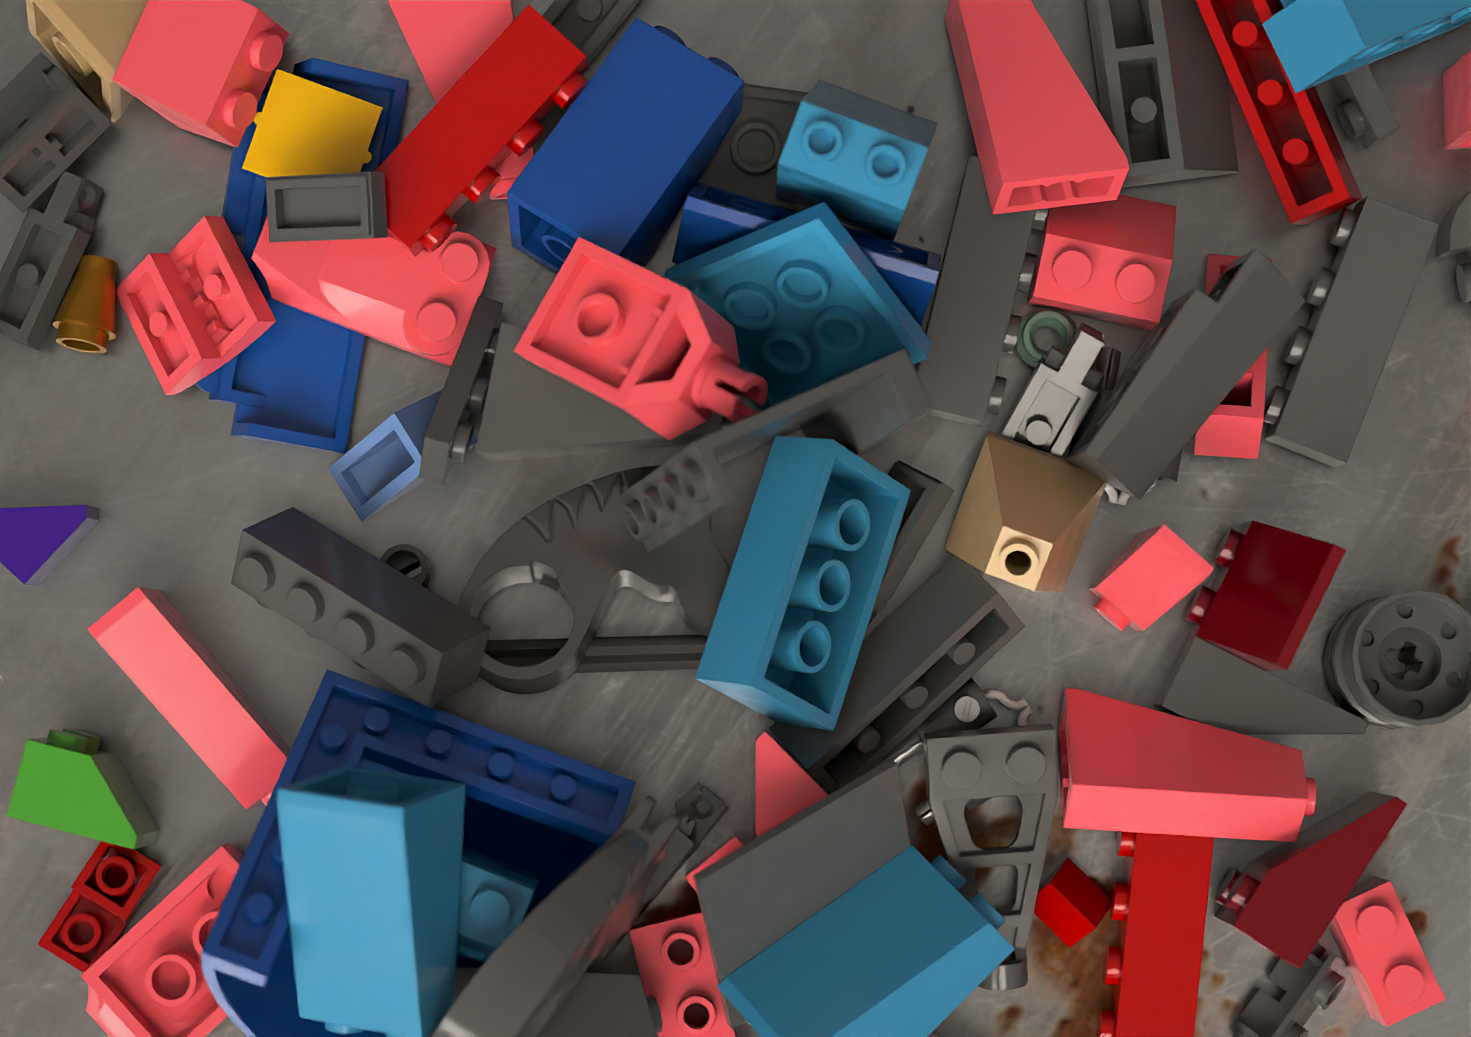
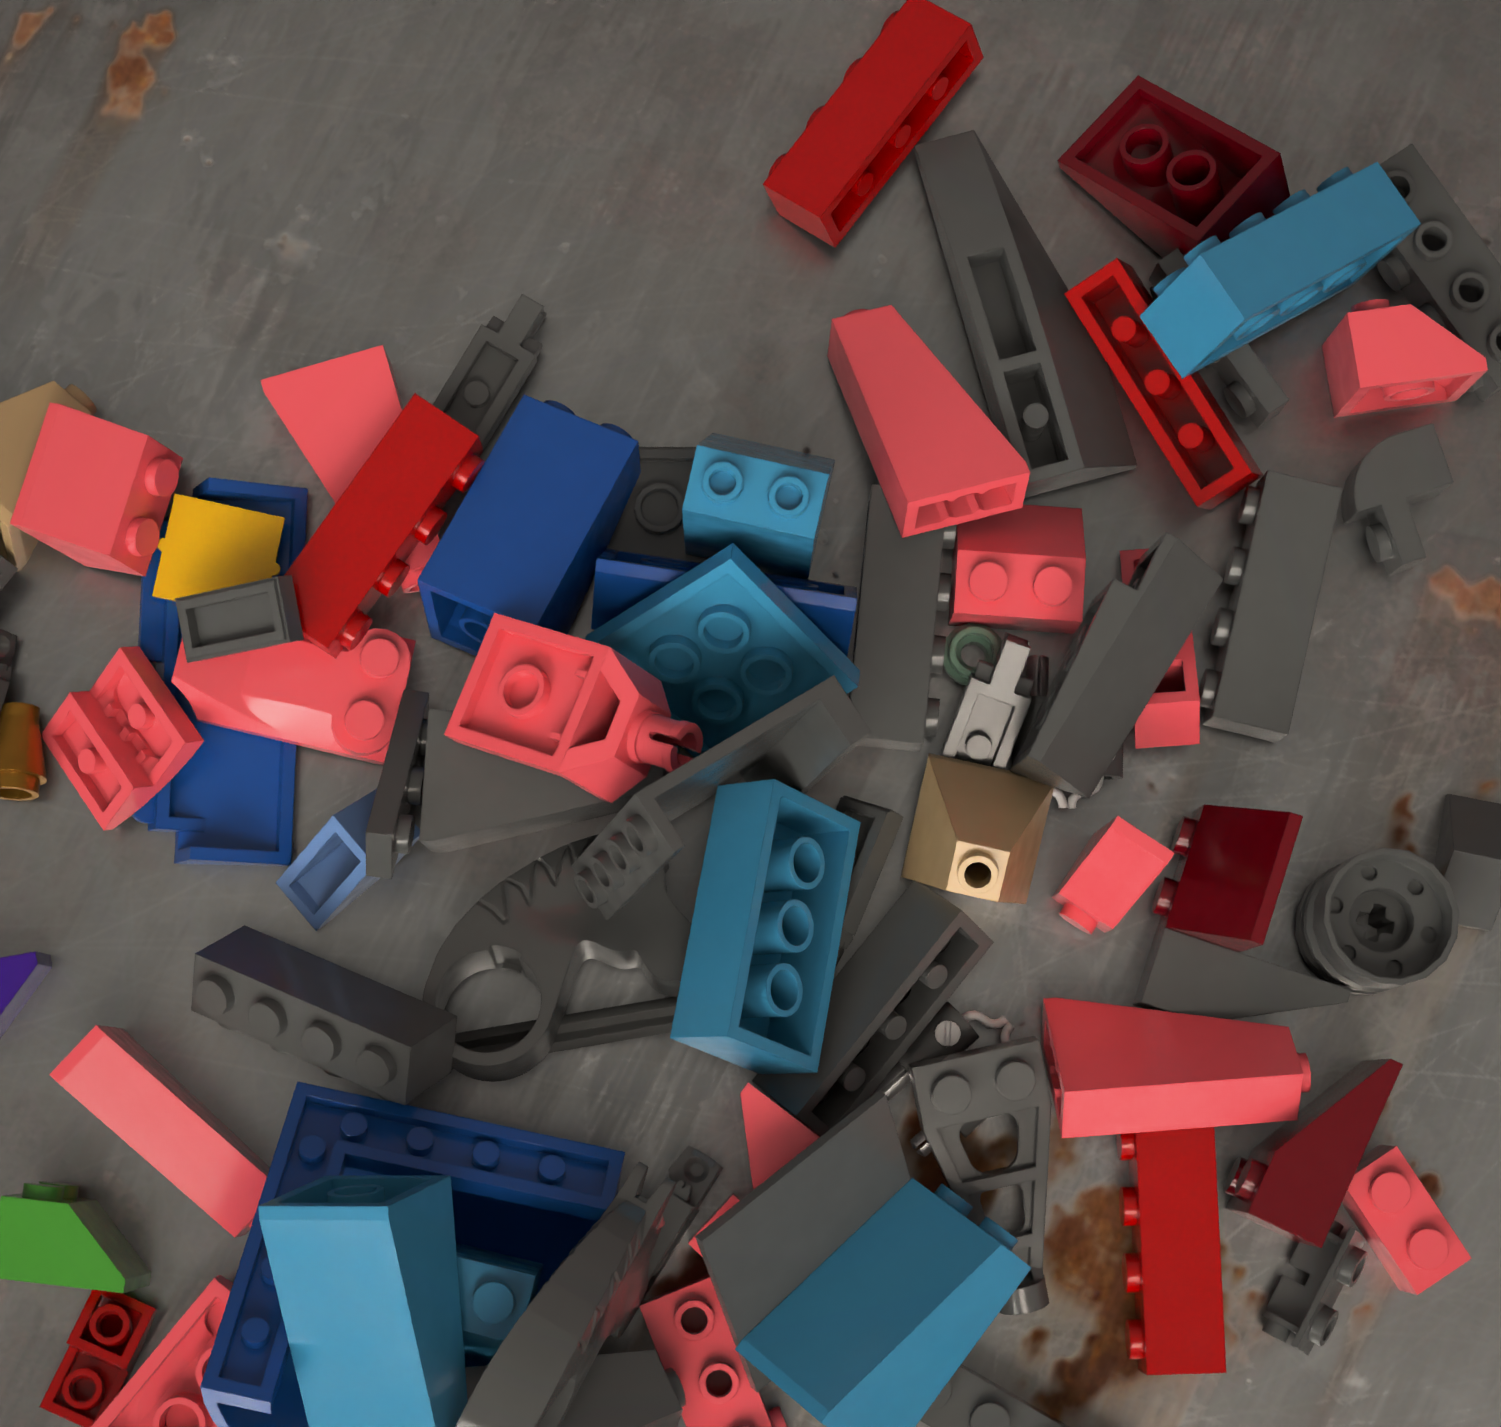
camera: 10 degrees left, 5 degrees down
(406, 559) = (367, 962): dark grey hinge -> none
(1070, 903) = (1080, 1216): red slope -> none

